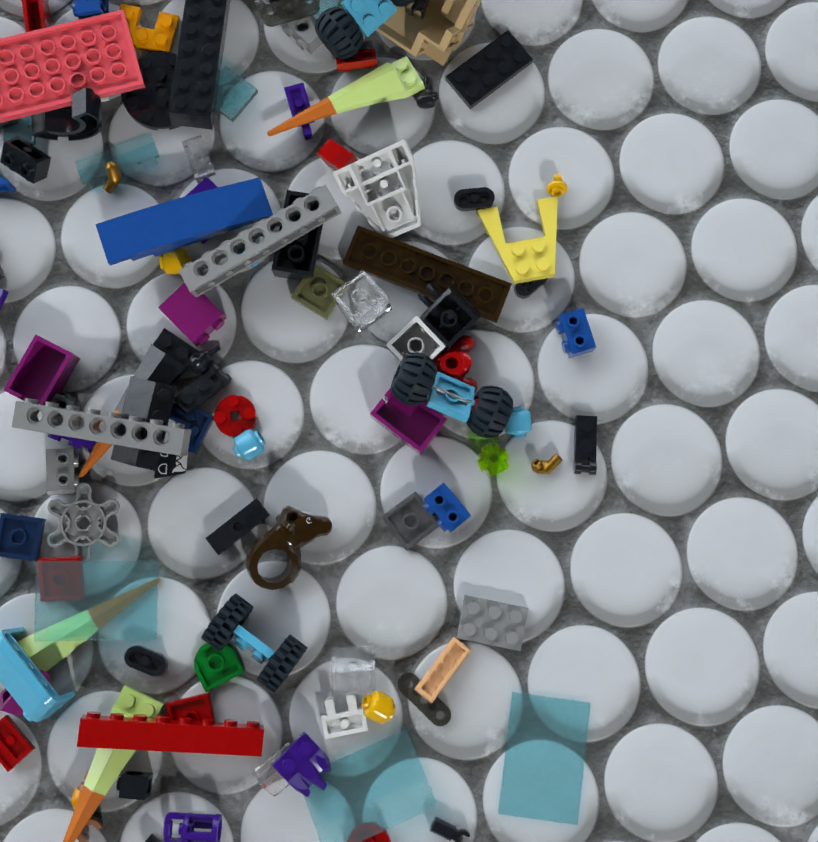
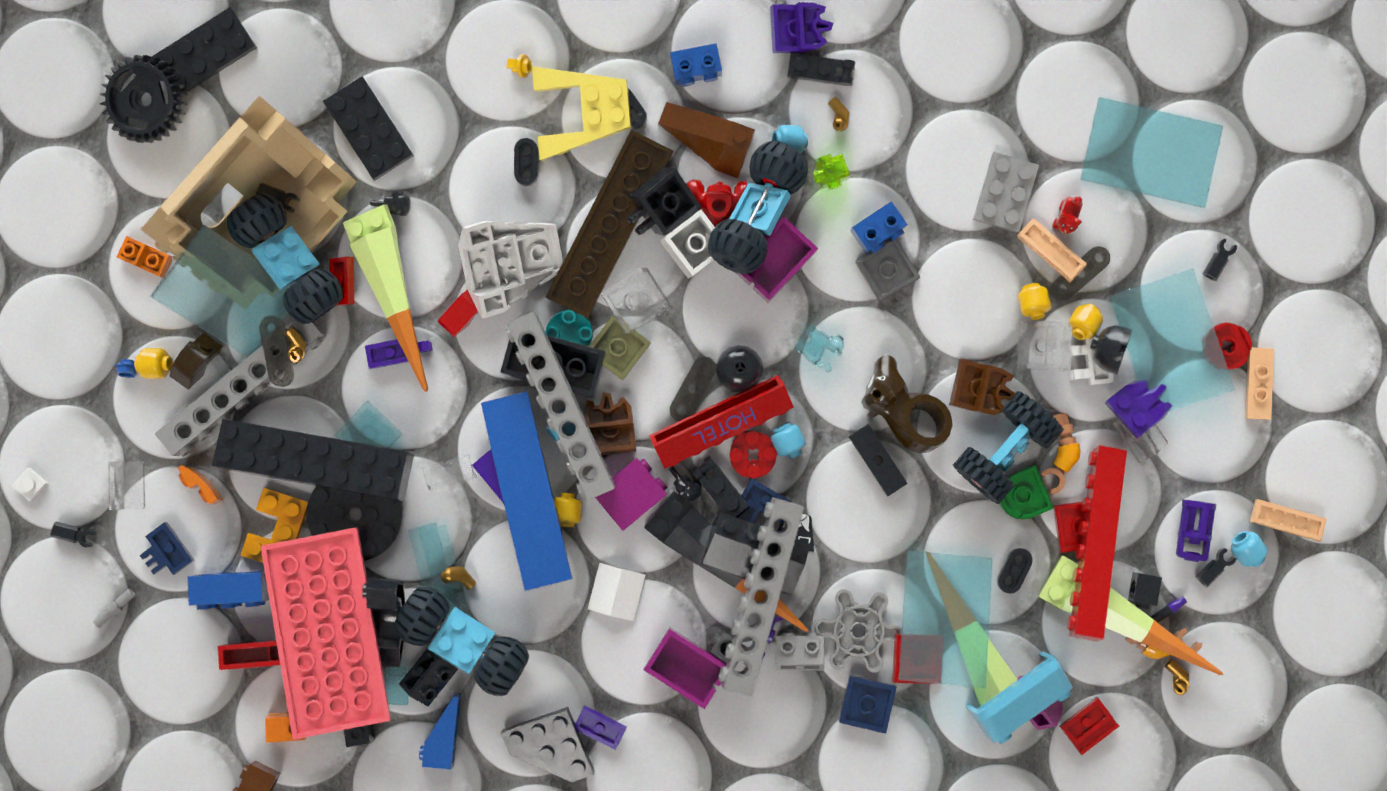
camera: 85 degrees left, 5 degrees up
(54, 181) = (461, 640): none -> black plate
(56, 827) = (1180, 677): none -> pearl gold arm
(108, 311) = (616, 592): none -> white slope
(119, 810) = (1171, 608): none -> piece
(250, 290) = (611, 425): none -> reddish brown plate
(257, 701) = (1067, 454): none -> piece
(260, 384) = (721, 421): none -> red brick
(296, 25) = (297, 345): none -> pearl gold arm
(299, 360) = (695, 377): none -> clear smoke plate
(310, 614) = (980, 387): none -> reddish brown plate
(314, 406) = (729, 374): none -> black cylinder
(331, 249) = (570, 327): none -> teal dish
(336, 463) = (819, 342): none -> clear light blue animal
(354, 732) = (1110, 347): none -> black cylinder
(393, 657) = (1034, 301): none -> yellow head
(470, 681) = (1069, 212): none -> red animal
(511, 355) = (712, 138): none -> reddish brown wedge
(620, 420) = (798, 27): none -> dark purple plate

